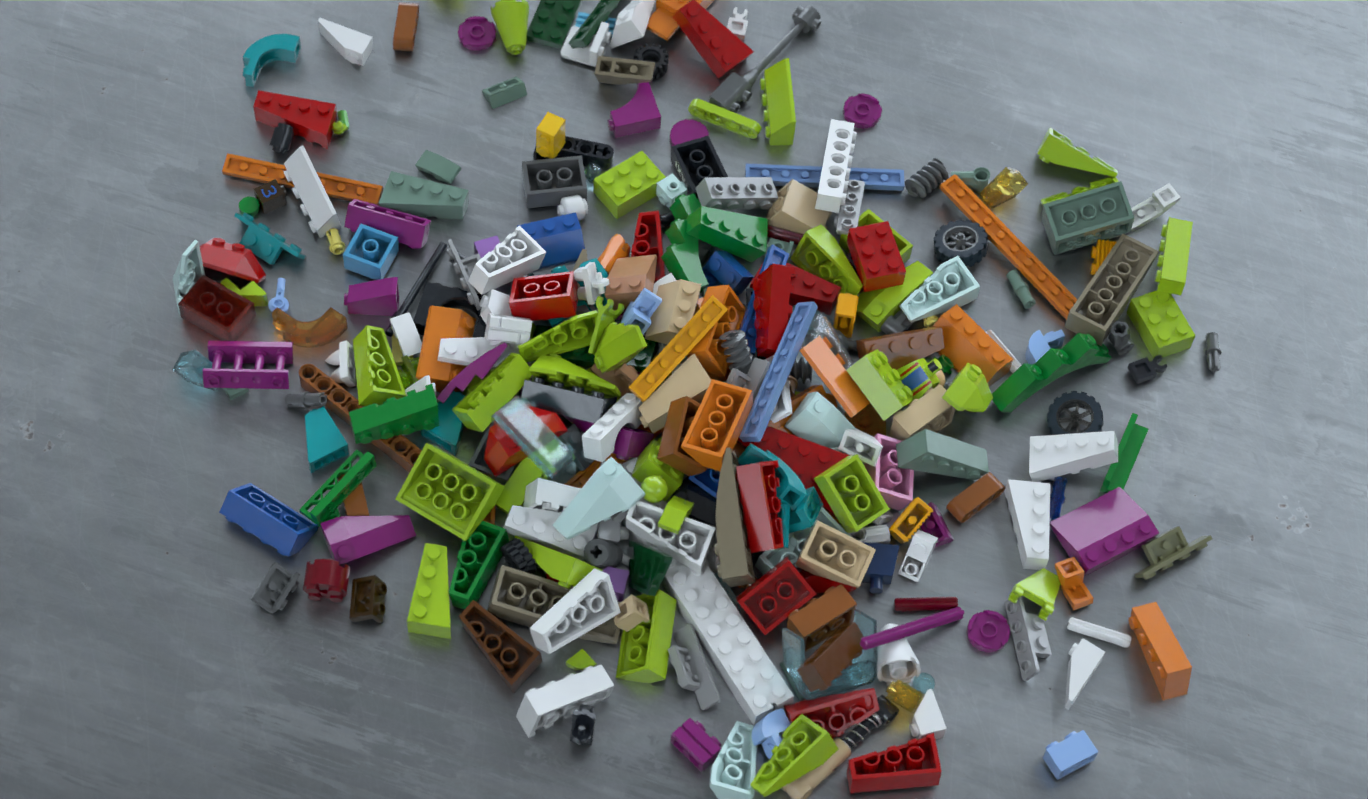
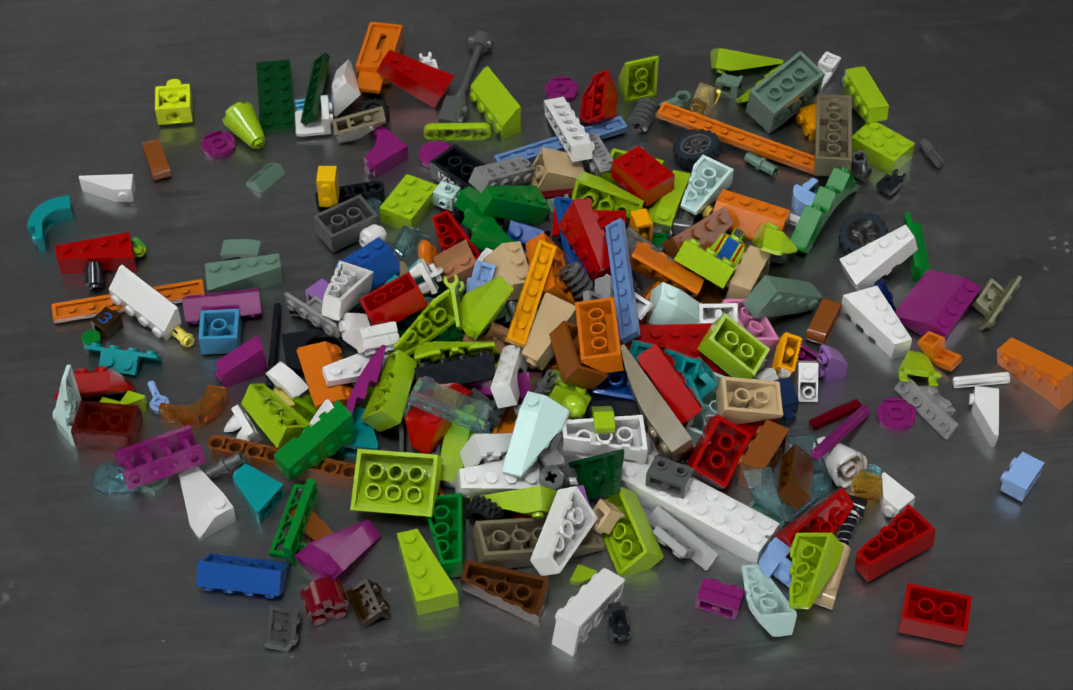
camera: 20 degrees left, 10 degrees down
(269, 432) = (205, 503): none -> white wedge
(608, 225) = (408, 240): none -> clear light blue slope
(638, 454) = (545, 384): none -> dark grey pin
(711, 601) = (669, 476): none -> dark grey brick
(862, 331) = (659, 238): none -> green tile
(892, 142) = (599, 99): none -> red wedge
(944, 137) = (638, 79): none -> lime slope
(951, 549) = (831, 364): none -> medium lavender slope
(1042, 180) = (729, 85): none -> sand green brick

